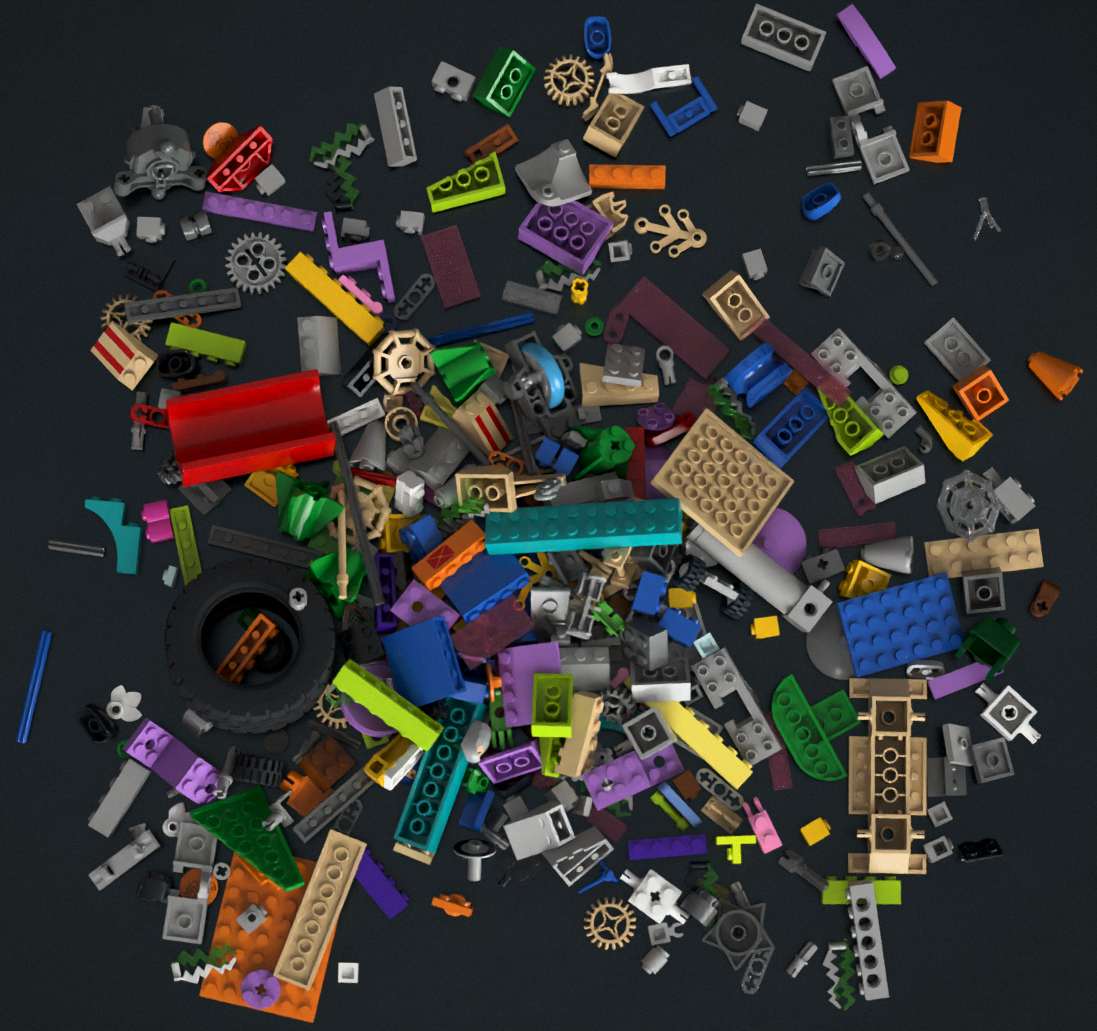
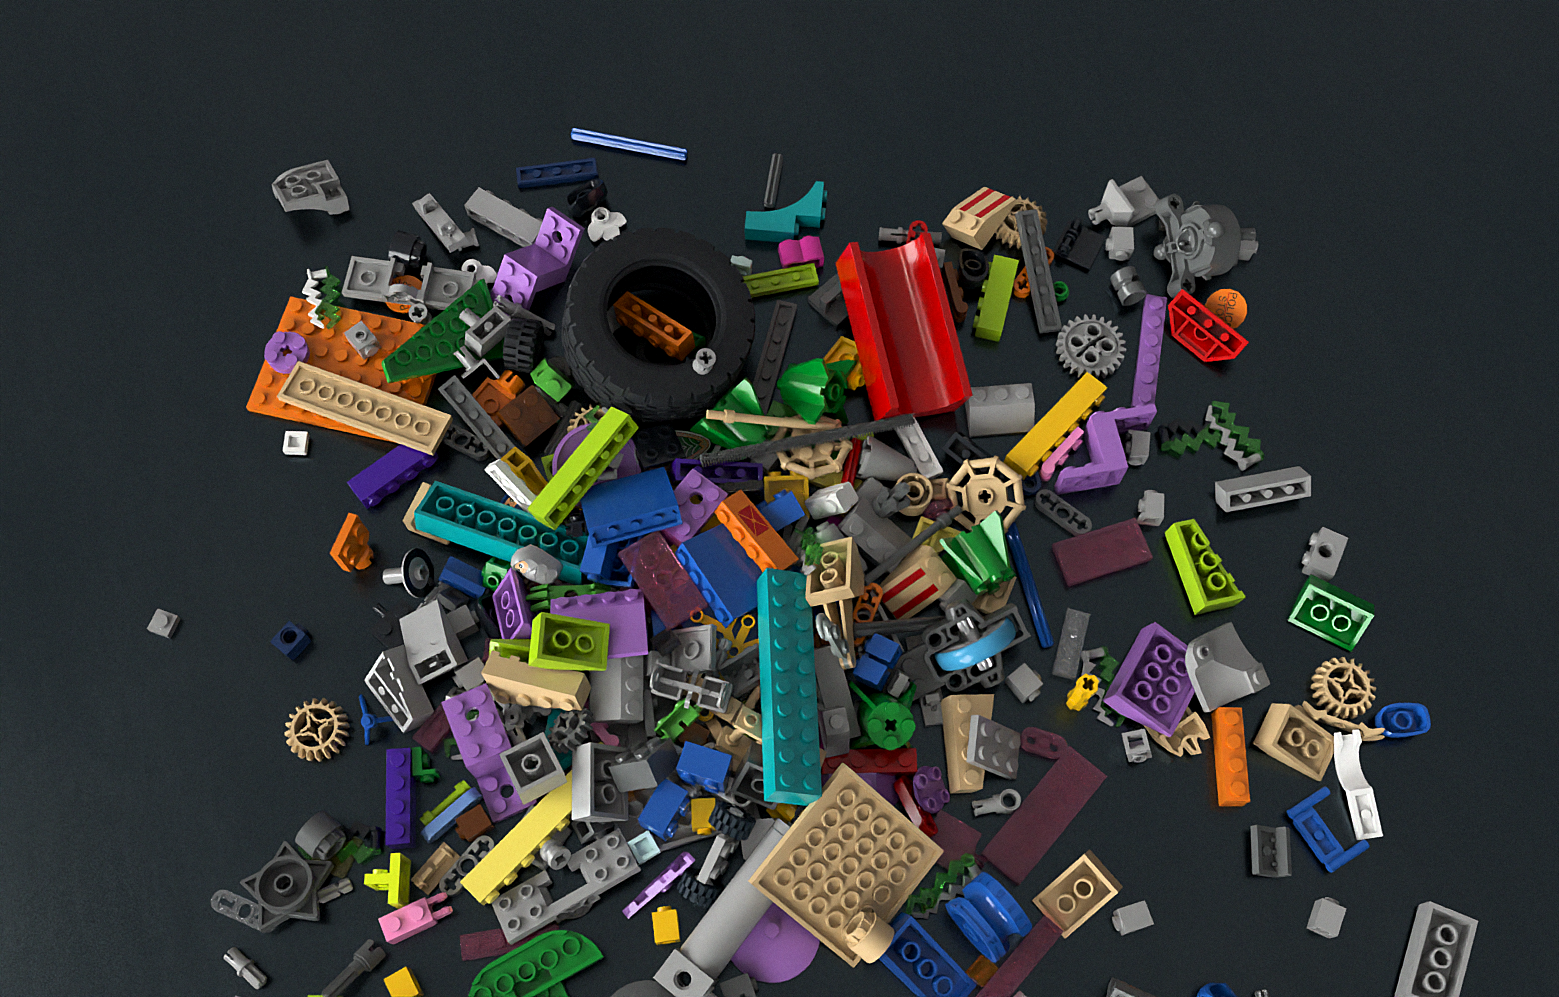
camera: 90 degrees right, 15 degrees down
(65, 754) = (557, 173): none -> dark blue tile
(86, 988) = (311, 188): none -> light grey slope
(246, 804) = (484, 331): none -> light grey brick
(269, 180) = (1185, 359): light grey brick -> none
(297, 739) = (552, 380): none -> bright green torso
(492, 682) = (603, 579): orange piece -> none
(495, 142) = (1255, 603): dark orange plate -> none
(536, 962) = (282, 638): none -> dark blue brick
(590, 331) = (1041, 724): green plate -> none
(636, 833) = (420, 762): none -> green bracket
(654, 960) = (267, 783): light grey brick -> none
(661, 933) = (298, 790): light grey plate -> none
(667, 892) = (351, 770): white brick -> none
(673, 232) = (1164, 814): tan plant -> none
(702, 152) = (1271, 851): none -> dark grey bracket
(712, 715) = (555, 854): none -> light grey wheel
(727, 627) = (660, 883): none -> medium lavender wing
(774, 467) = (868, 936): none -> tan piece

